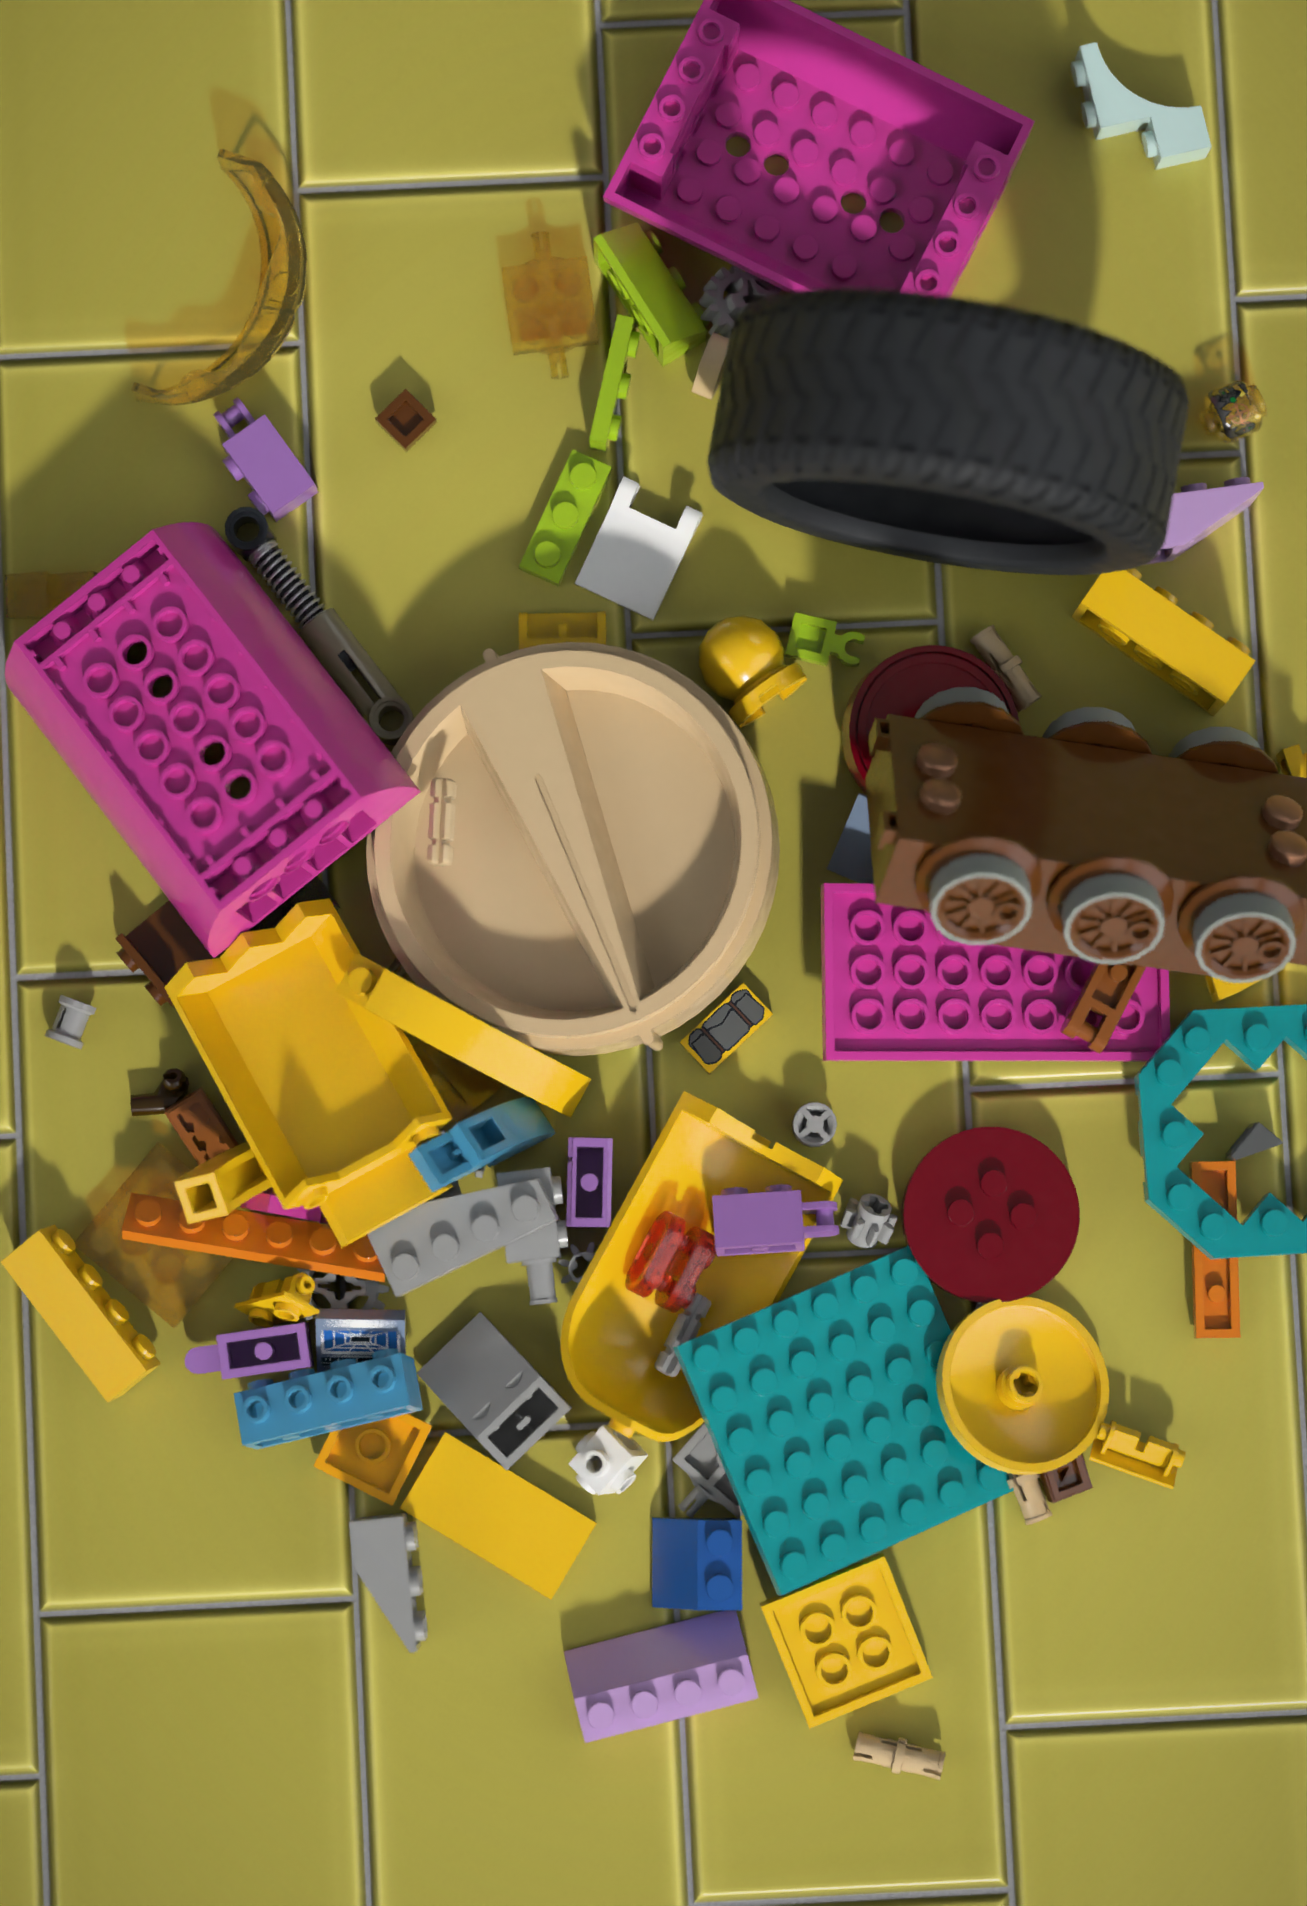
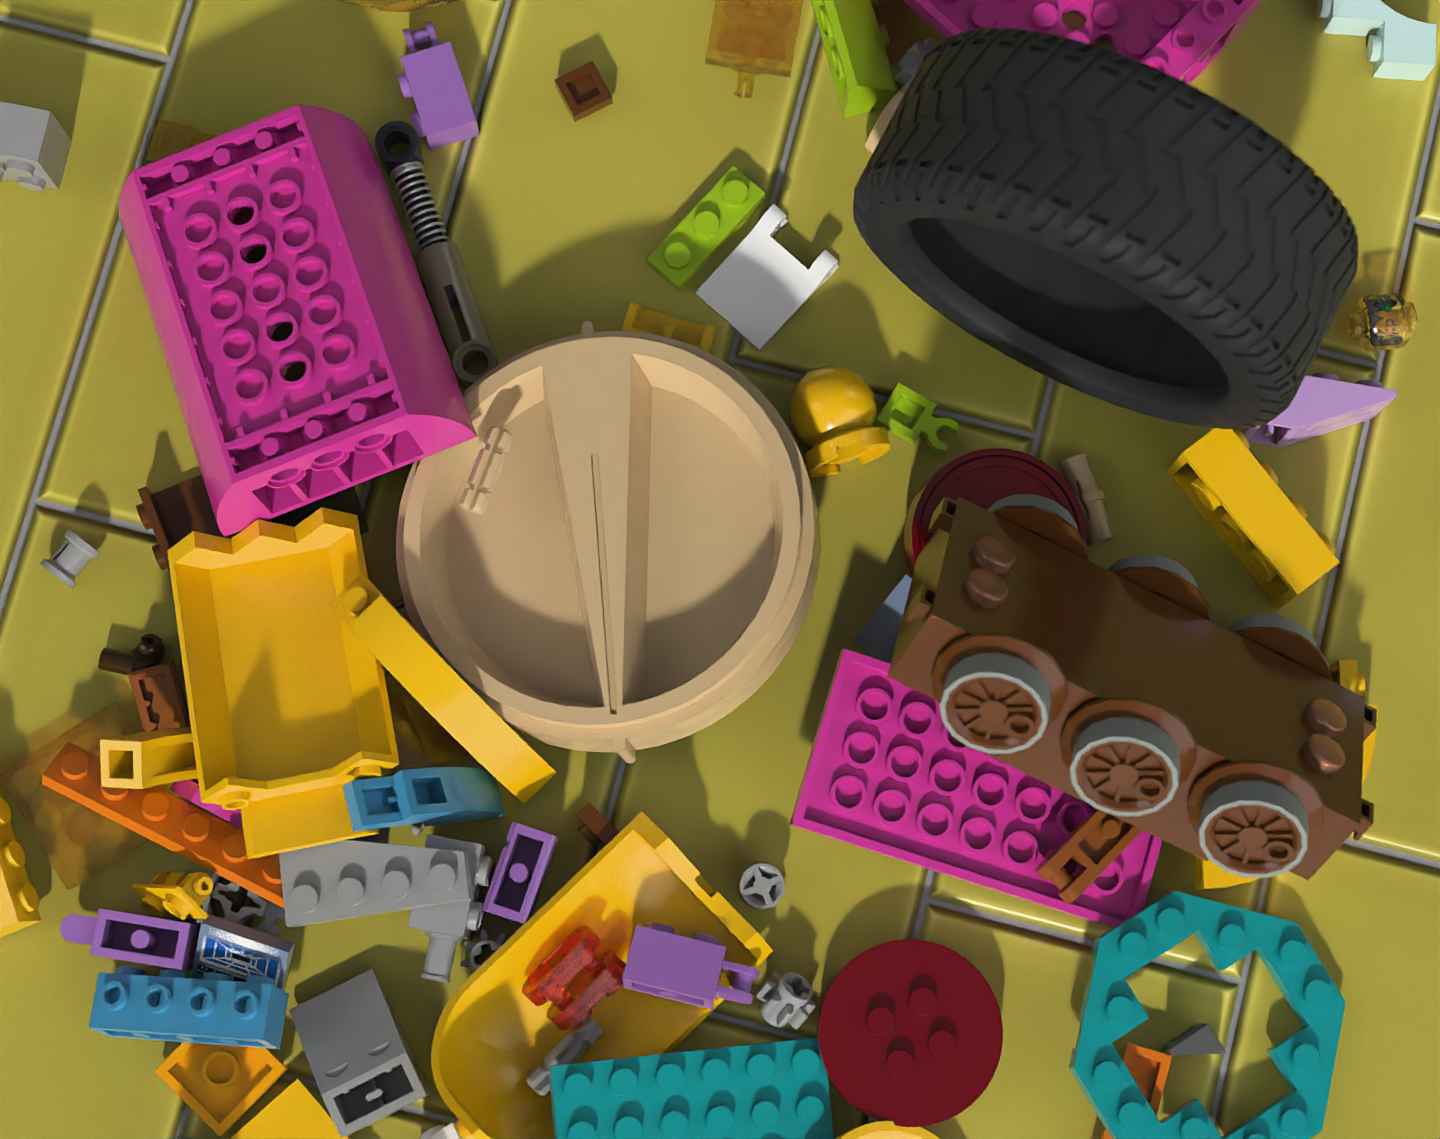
camera: 20 degrees right, 5 degrees down
(614, 383) = (792, 116): lime plate -> none
(645, 1118) = (595, 826): none -> reddish brown plate
(726, 1028) = (705, 764): tile -> none

